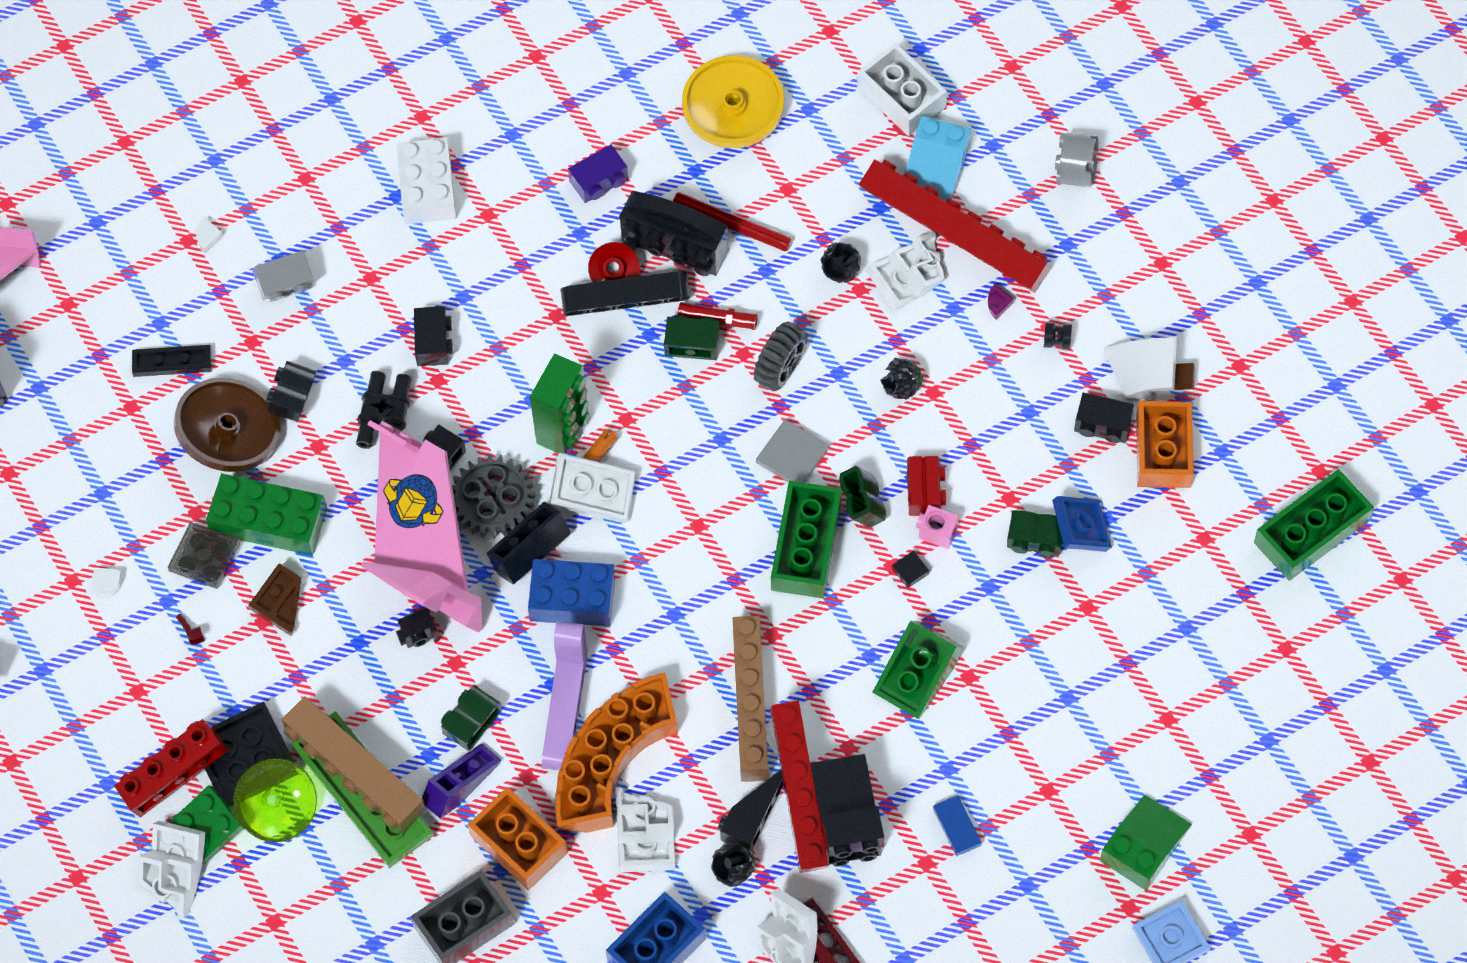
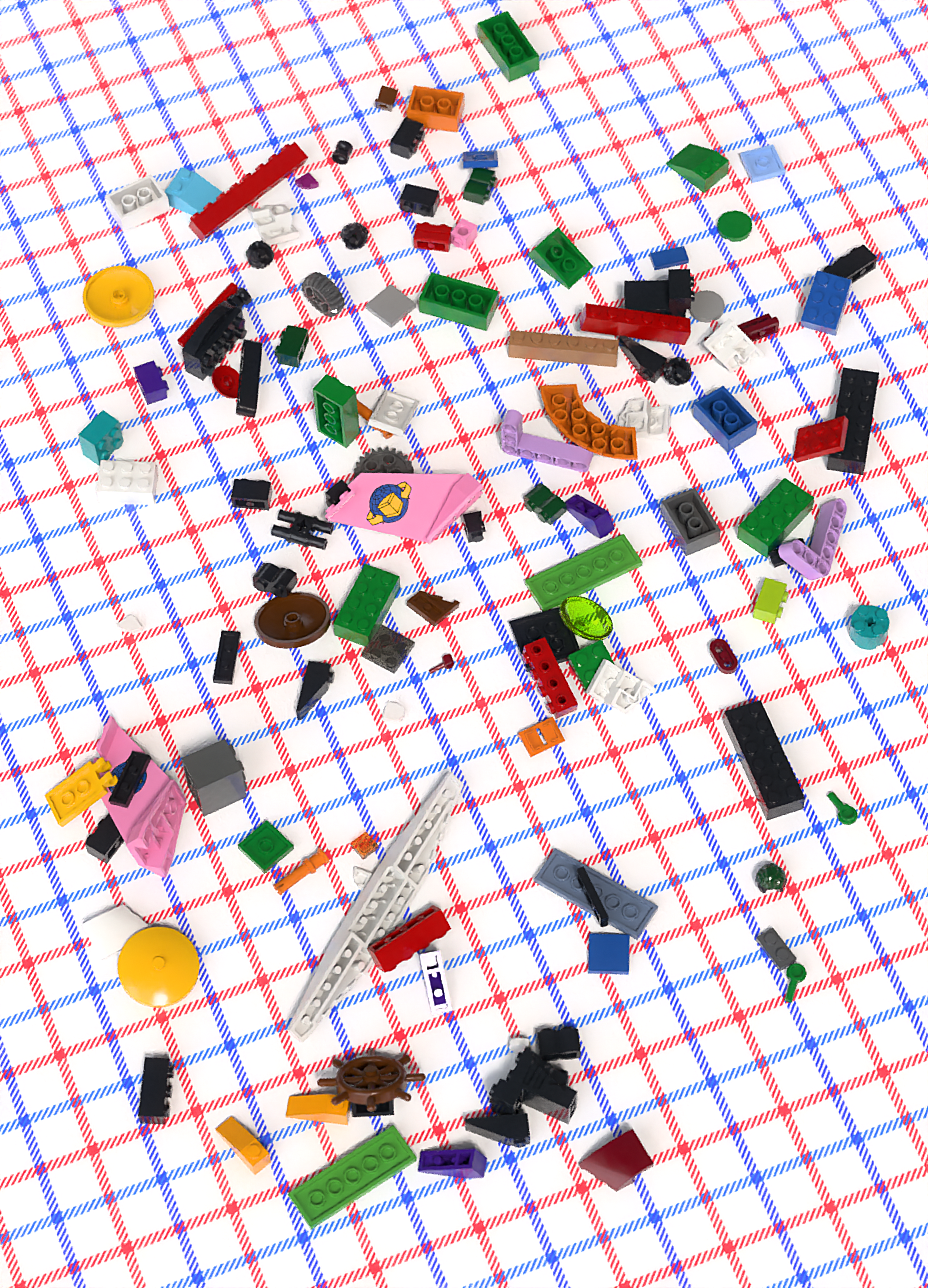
camera: 80 degrees left, 5 degrees down
(96, 785) = (532, 740): none -> orange piece
(136, 473) = (315, 685): none -> black slope
(283, 276) = (181, 575): light grey brick -> none
(353, 764) = (570, 568): medium nougat brick -> none
(486, 131) = (101, 437): none -> teal brick
(517, 838) = (638, 484): orange brick -> none
(528, 541) = (425, 452): black brick -> none
(571, 592) = (466, 435): blue brick -> none
(725, 317) = (281, 324): red pin -> none
(761, 254) = (240, 299): none -> black wheel
(862, 496) = (441, 266): dark green brick -> none
(874, 893) = (707, 306): none -> light grey tile
(910, 569) = (488, 255): black tile -> none
(989, 455) = (419, 200): none -> black brick
(1039, 913) = (734, 226): none -> green tile
(1077, 160) = (219, 118): light grey brick -> none
(1143, 366) = (379, 109): white slope -> none

